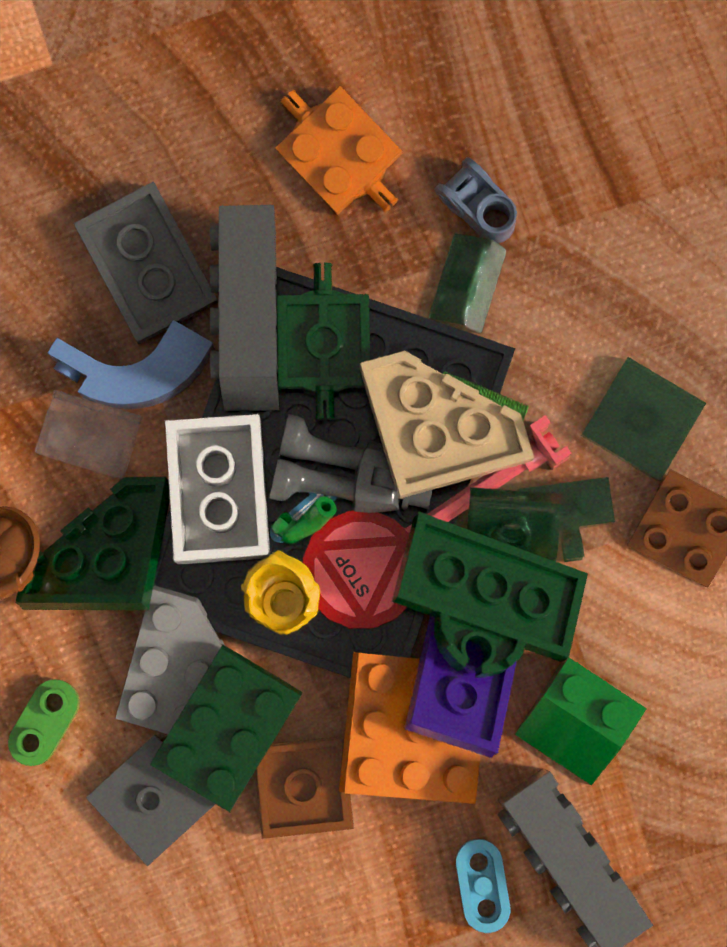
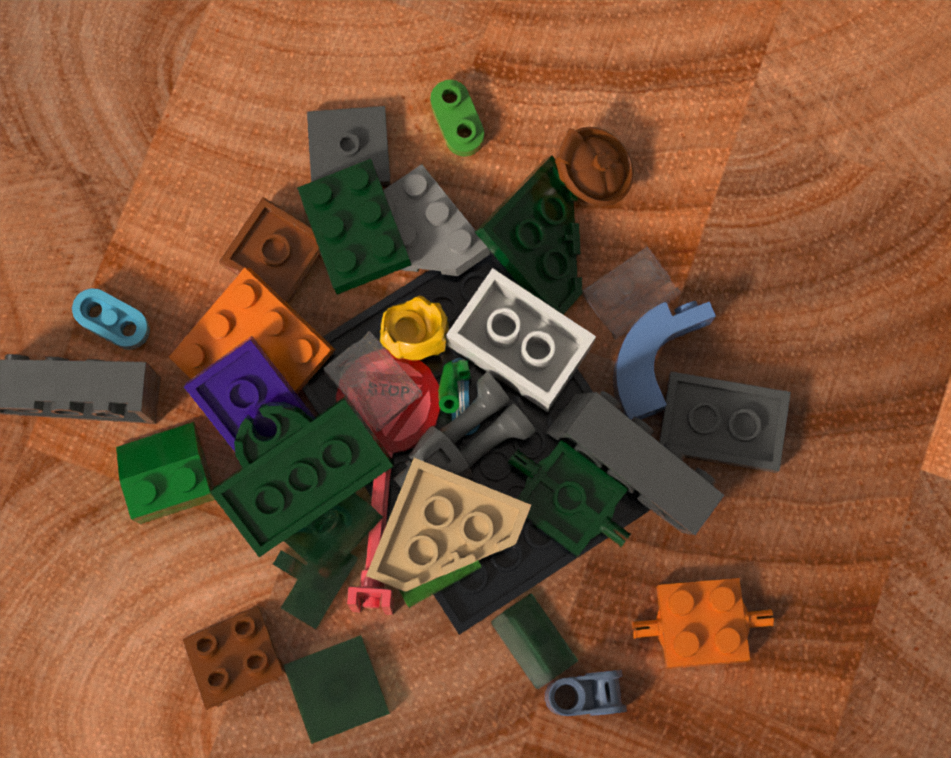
camera: 130 degrees right, 5 degrees down
(357, 593) = (373, 381): none -> clear plate

